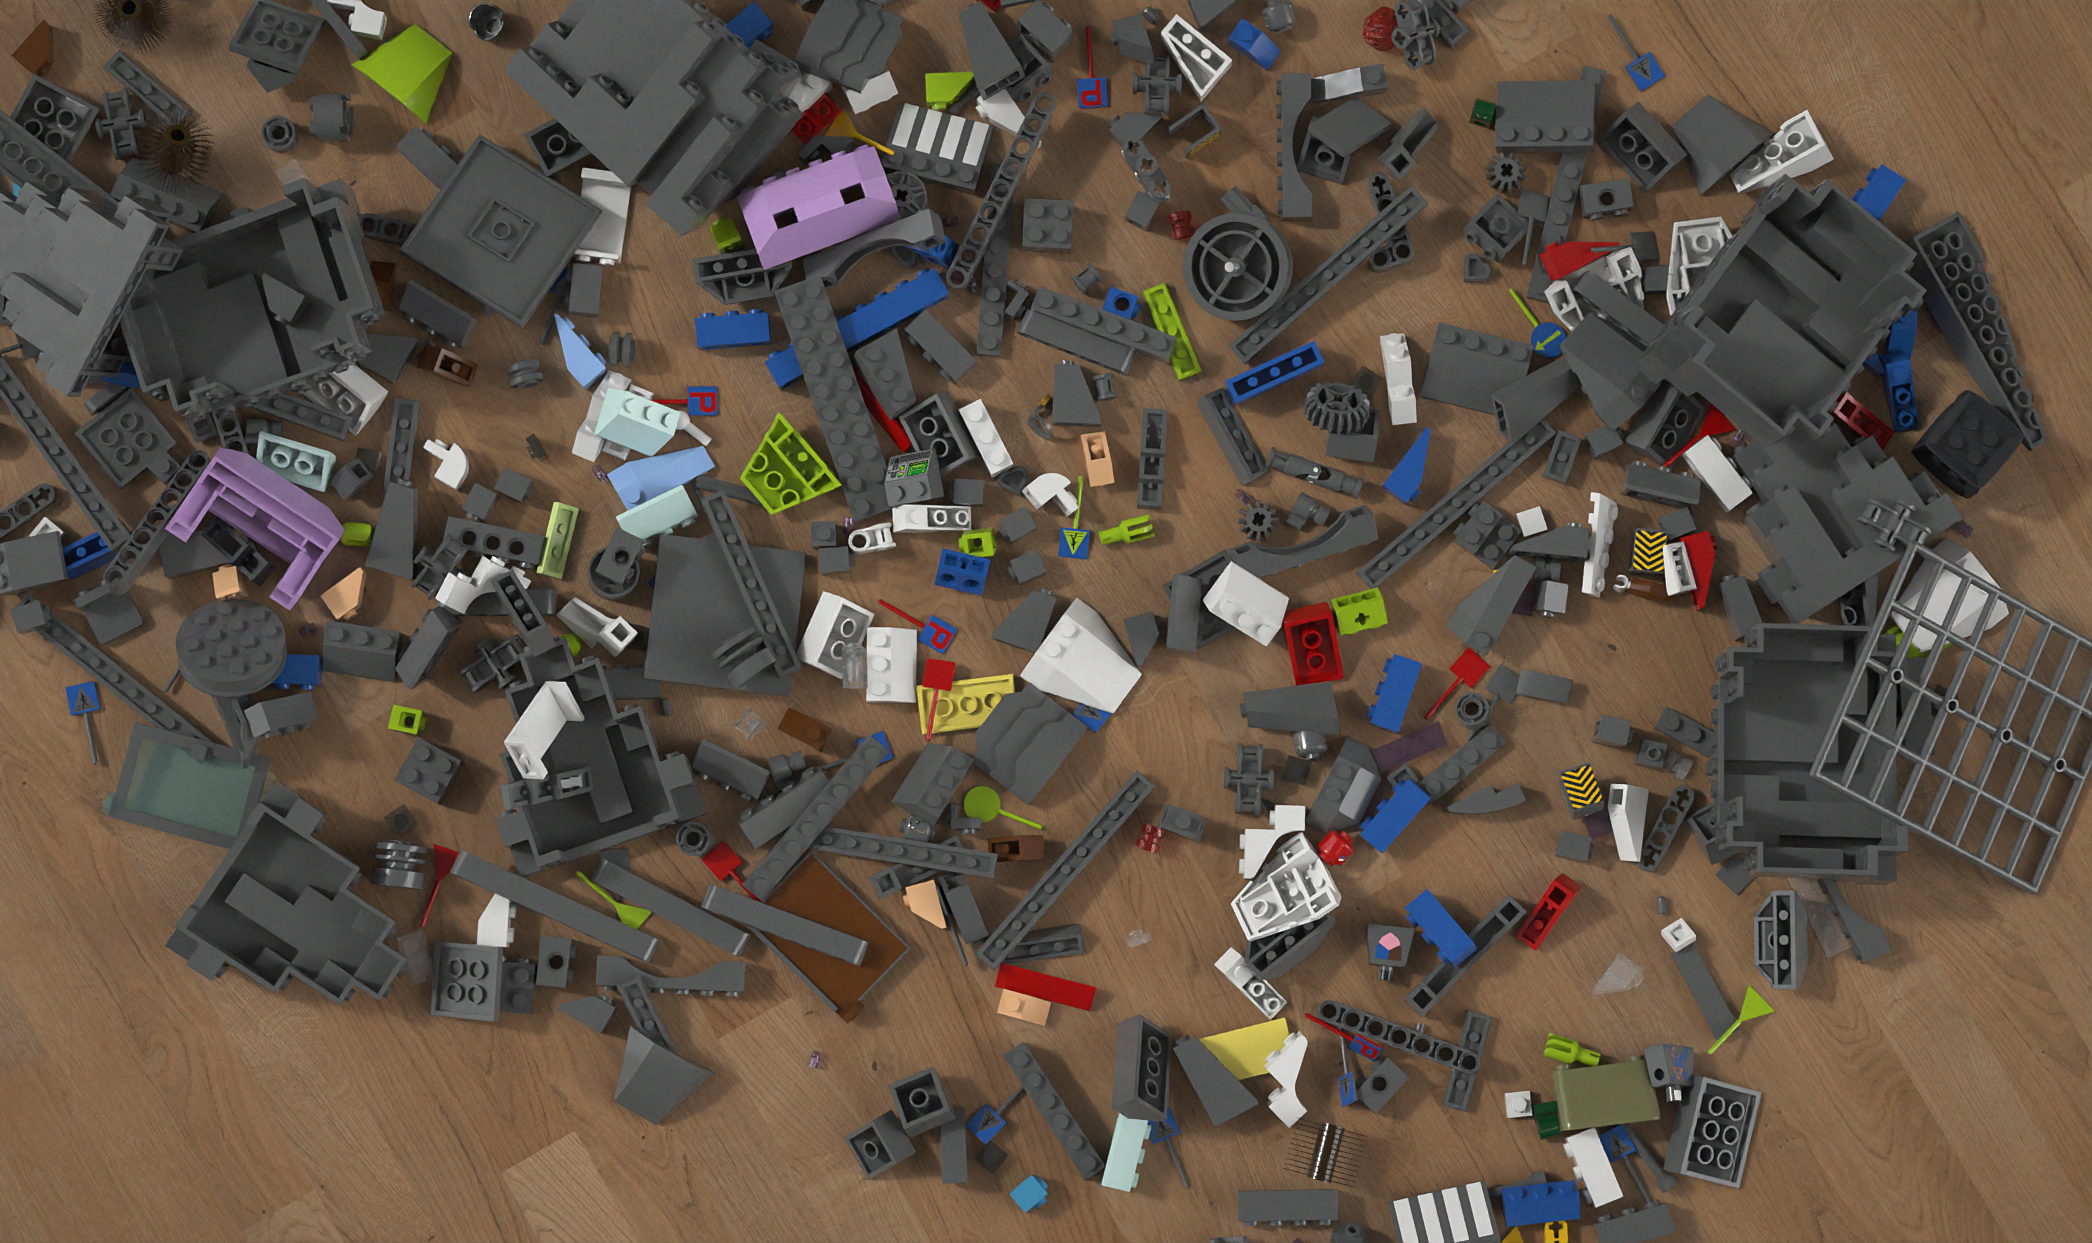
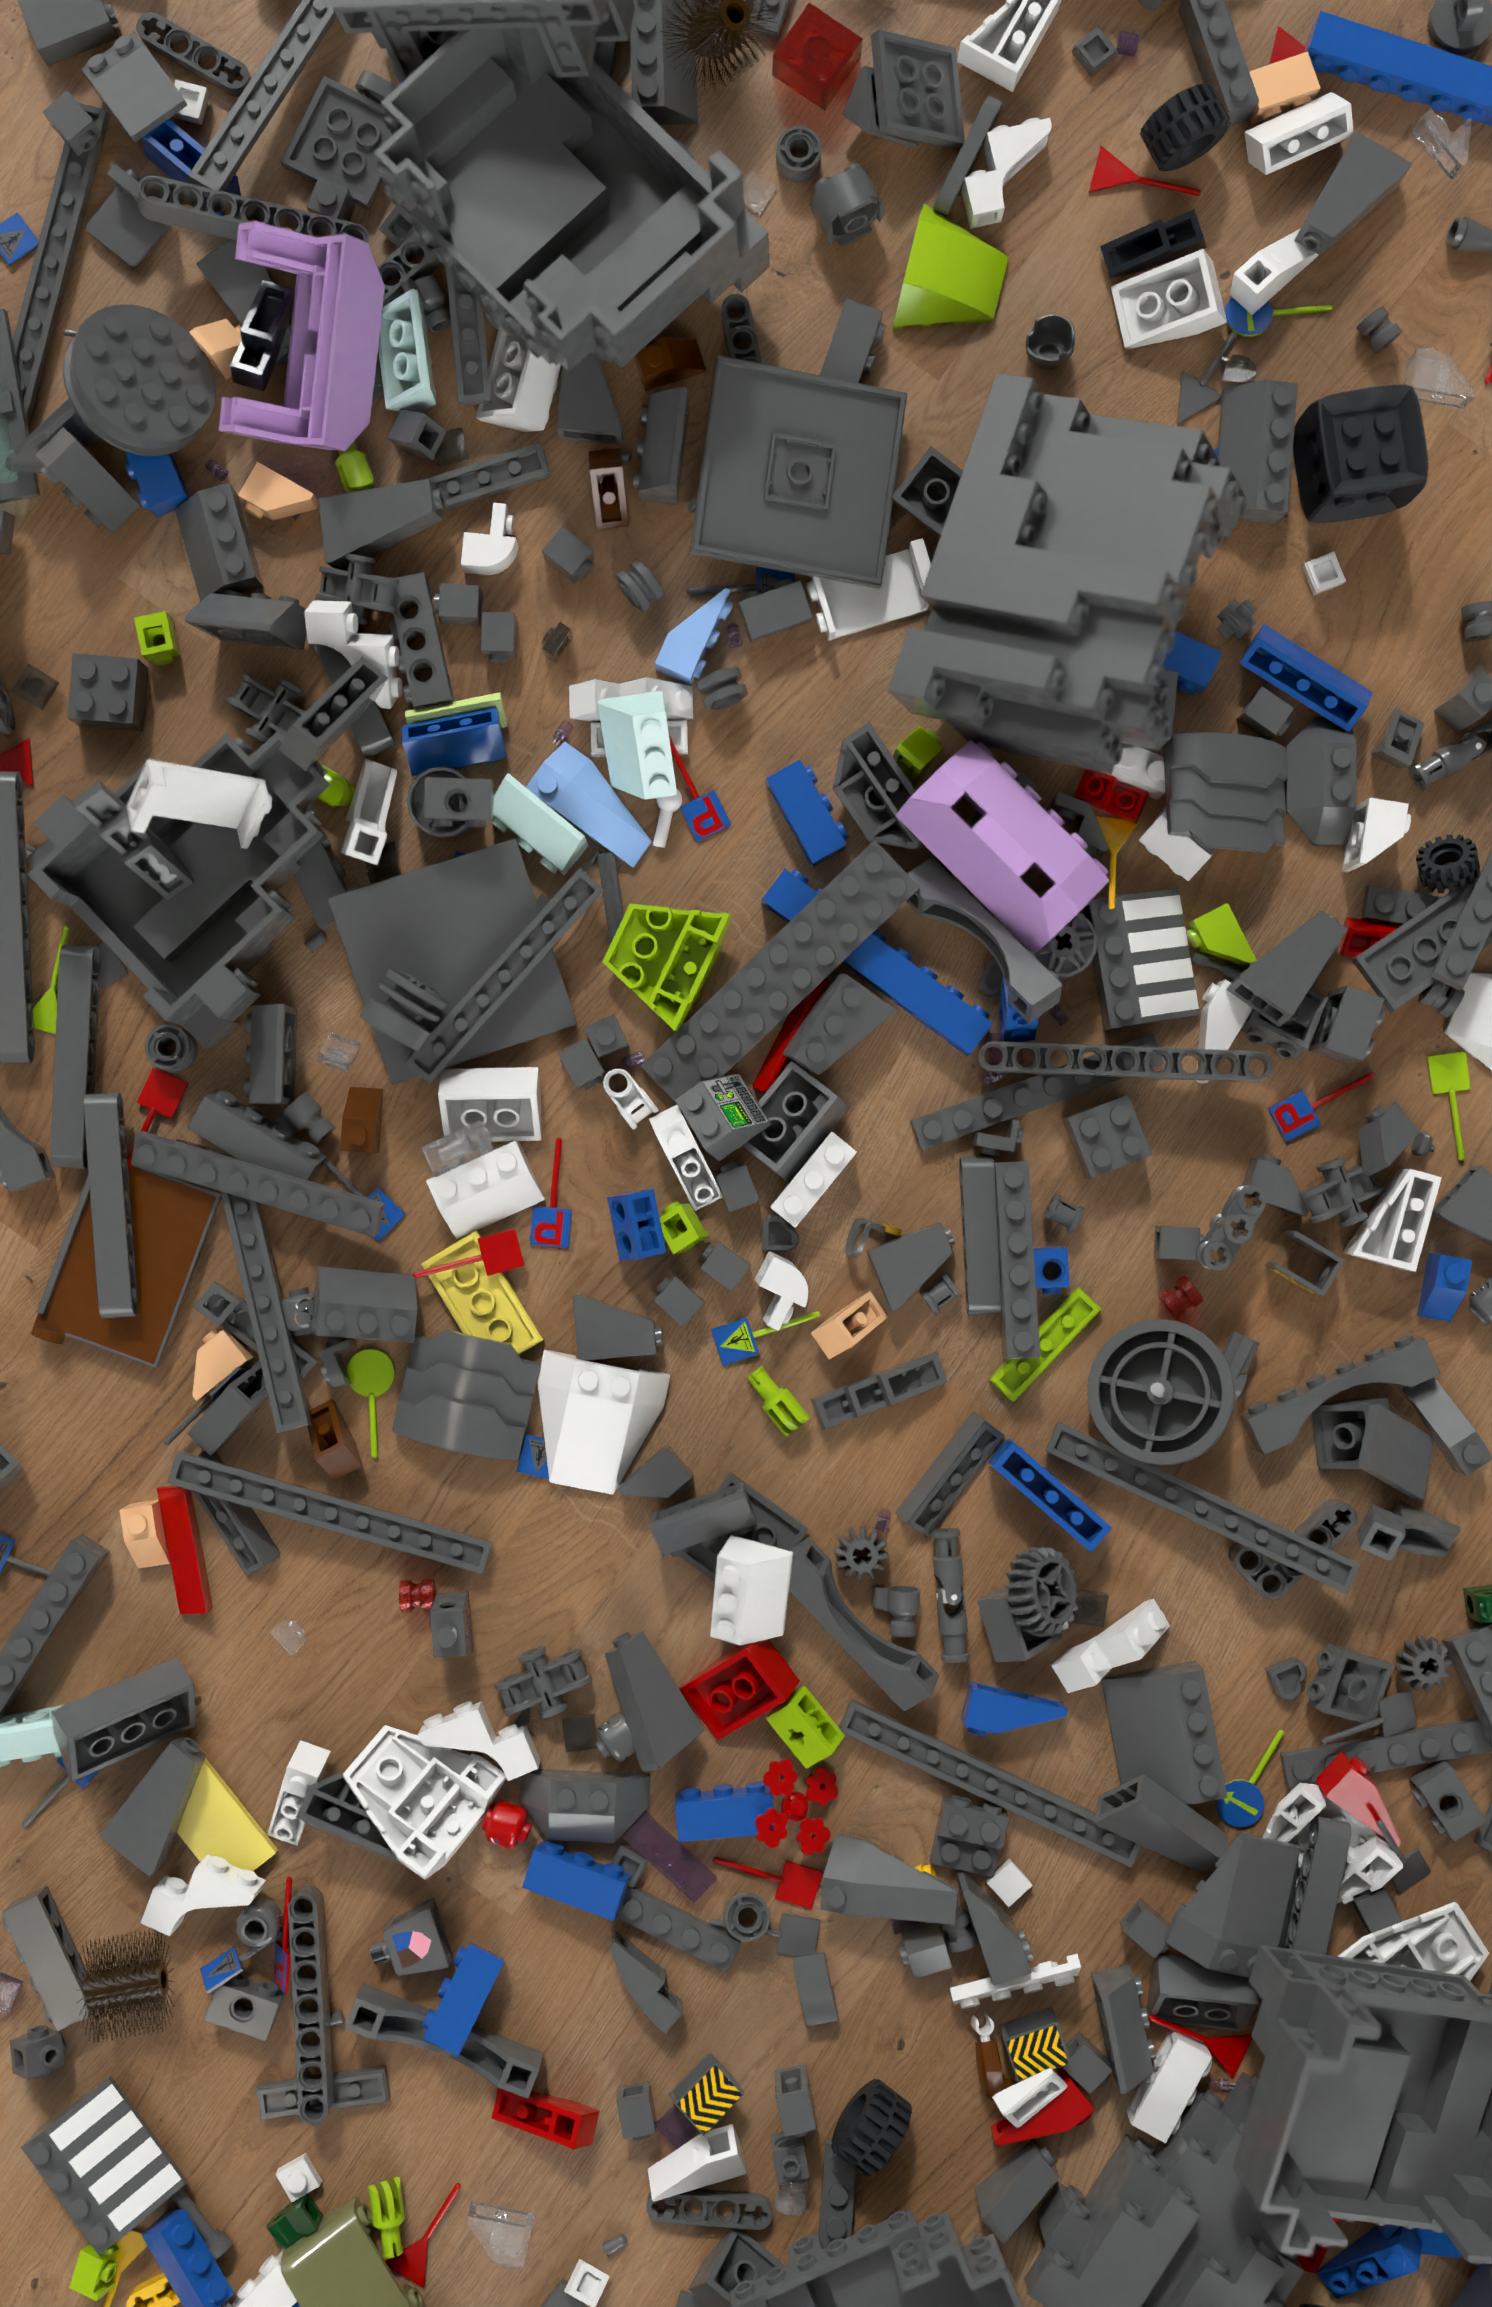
camera: 70 degrees right, 5 degrees up
(219, 92) = (817, 56): none -> clear red brick
(284, 301) = (586, 237): dark grey slope -> none
(481, 413) = (569, 555): none -> dark grey brick
(573, 548) = (454, 741): none -> blue brick
(585, 325) = (734, 635): none -> piece
(940, 347) = (899, 1072): dark grey brick -> none
(1326, 1047) = (259, 1922): none -> dark grey head
(1411, 642) = (796, 1806): none -> red plant
(1561, 457) = (1104, 1885): dark grey plate -> none
(1610, 1050) = (413, 2259): none -> red piece
(1651, 686) = (871, 2127): none -> black tyre

